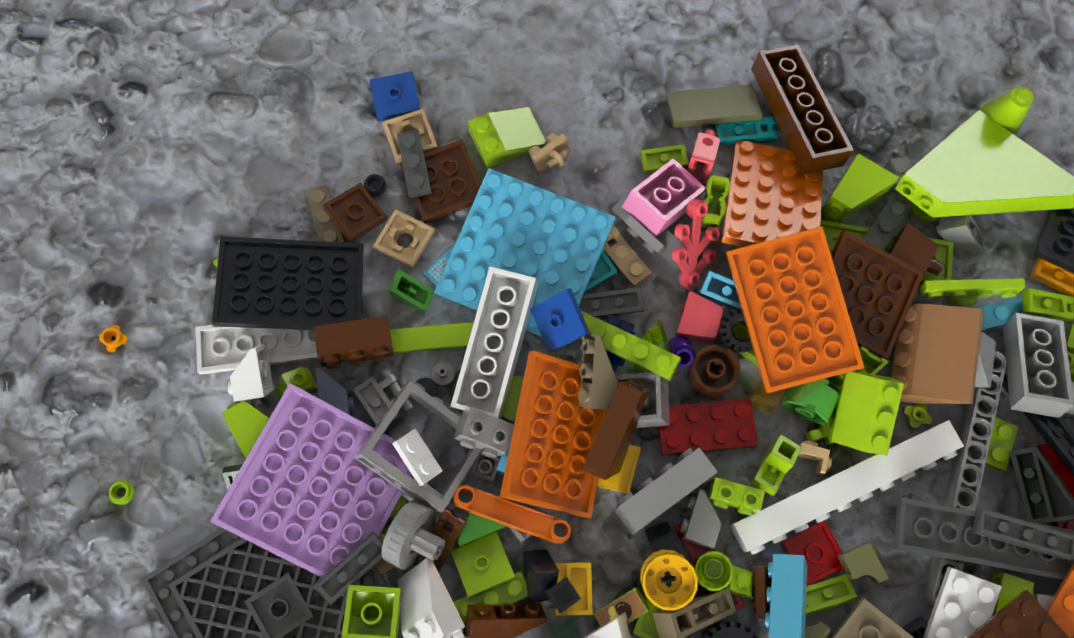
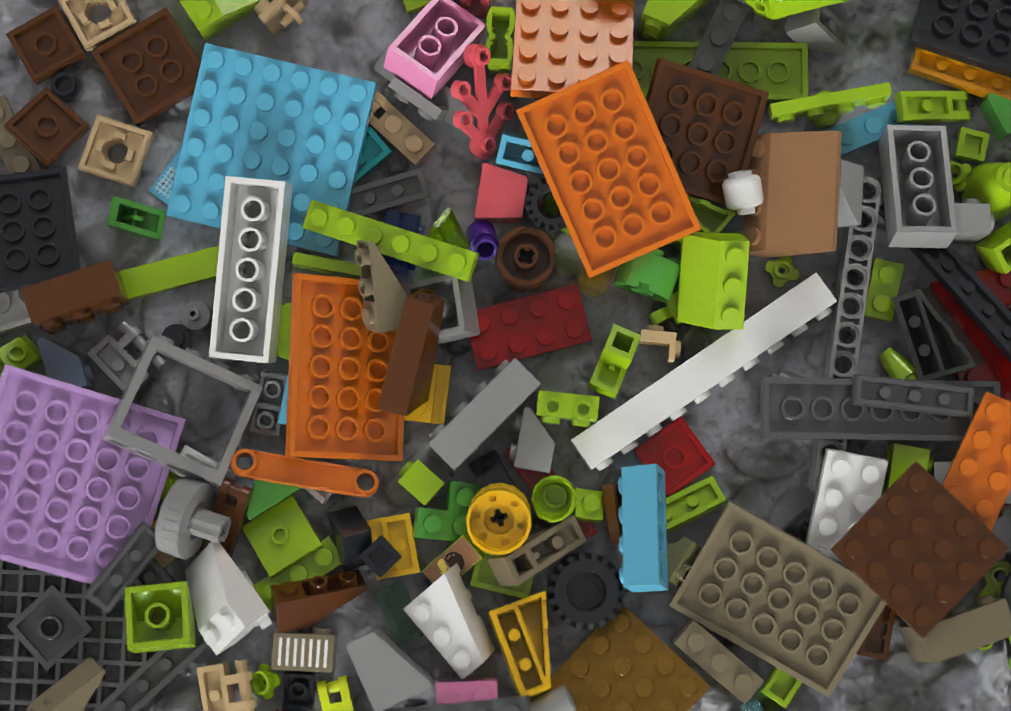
camera: 10 degrees left, 10 degrees up
(366, 153) = (46, 45): none -> reddish brown plate
(414, 163) = (109, 50): dark grey plate -> none
(417, 457) = (177, 426): white plate -> none
(483, 432) = (254, 382): light grey brick -> none
(559, 320) = (324, 229): blue plate -> none
(562, 353) = (326, 265): none -> lime tile
(603, 537) = (420, 481): none -> lime brick
(623, 576) = (446, 523): none -> bright green plate
(862, 561) = (728, 458): olive brick -> none
(897, 345) = (743, 191): none -> white head
(916, 250) = (757, 65): reddish brown torso -> none
(1007, 506) = (897, 365): none -> lime cone

